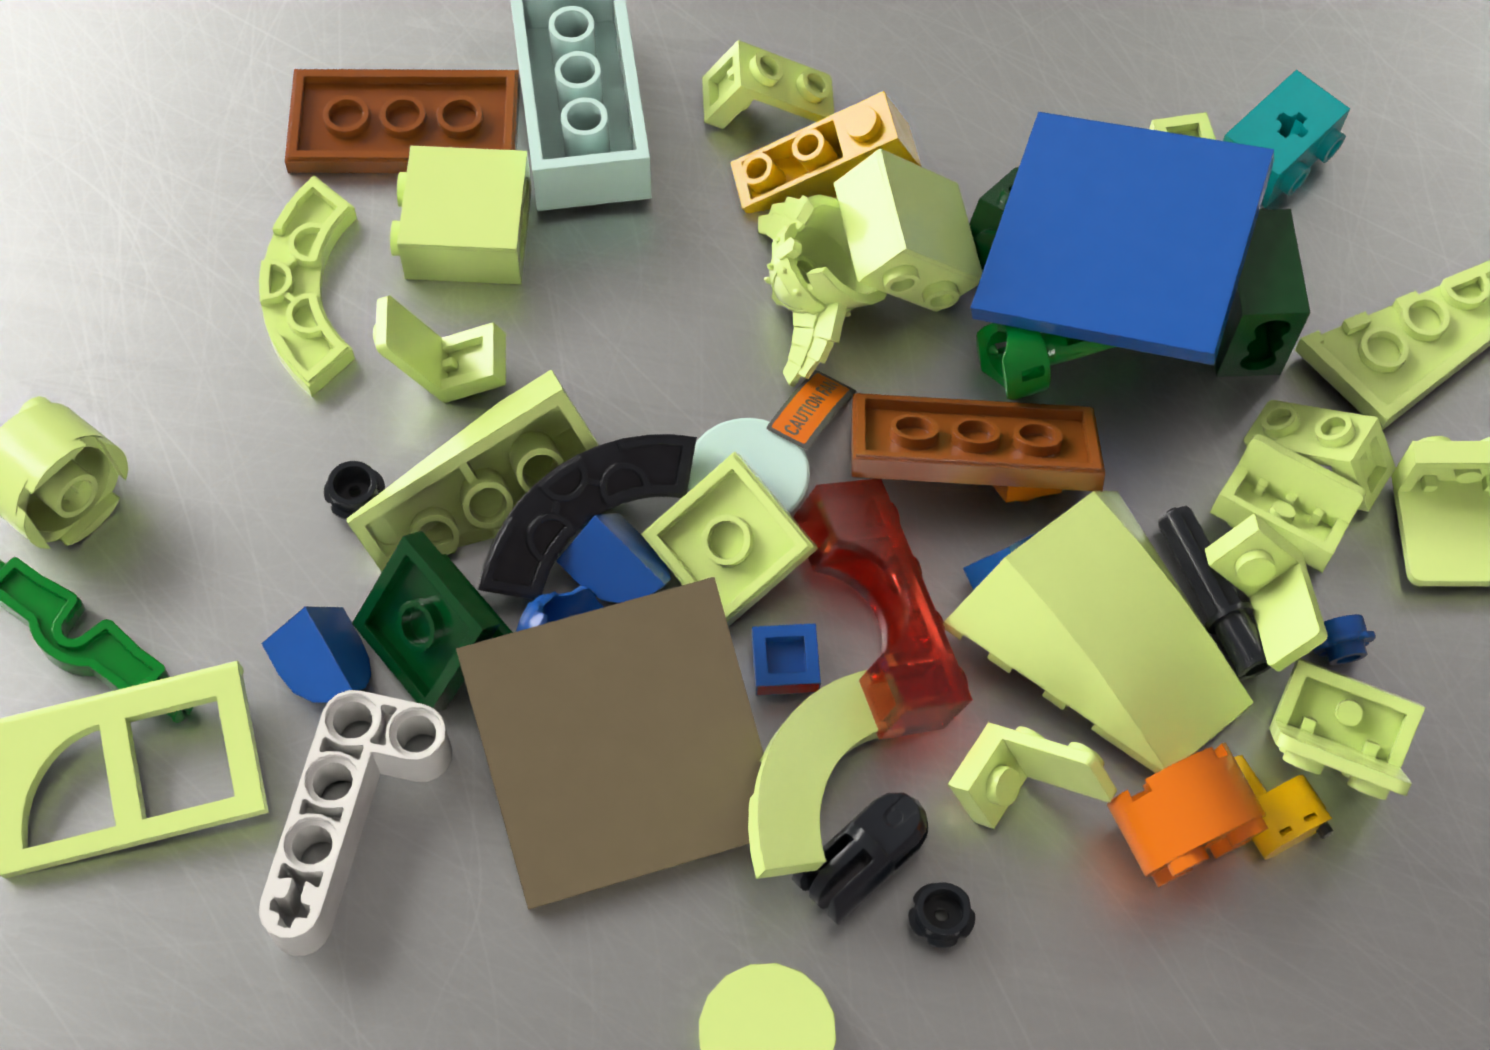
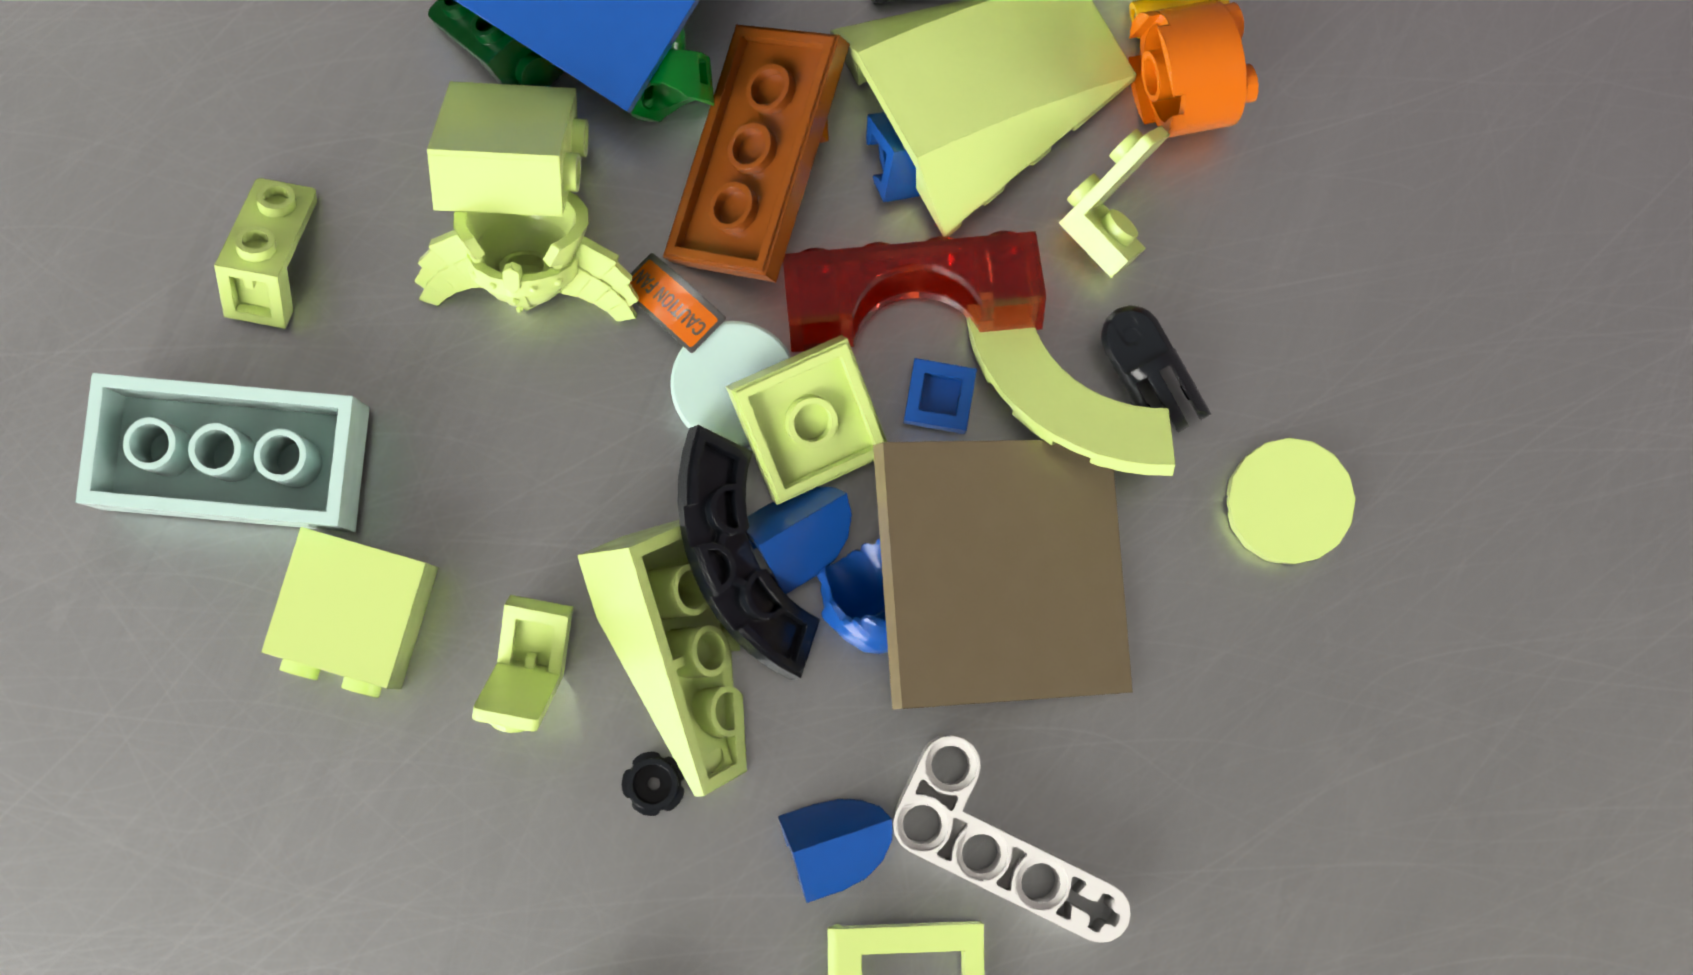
camera: 80 degrees left, 20 degrees up
(293, 285) = (383, 810): yellowish green tile -> none
(373, 116) = (196, 656): dark orange tile -> none
(420, 617) = (831, 727): dark green bracket -> none
(821, 154) = (375, 210): yellow slope -> none
(947, 898) = (1232, 311): black plate -> none

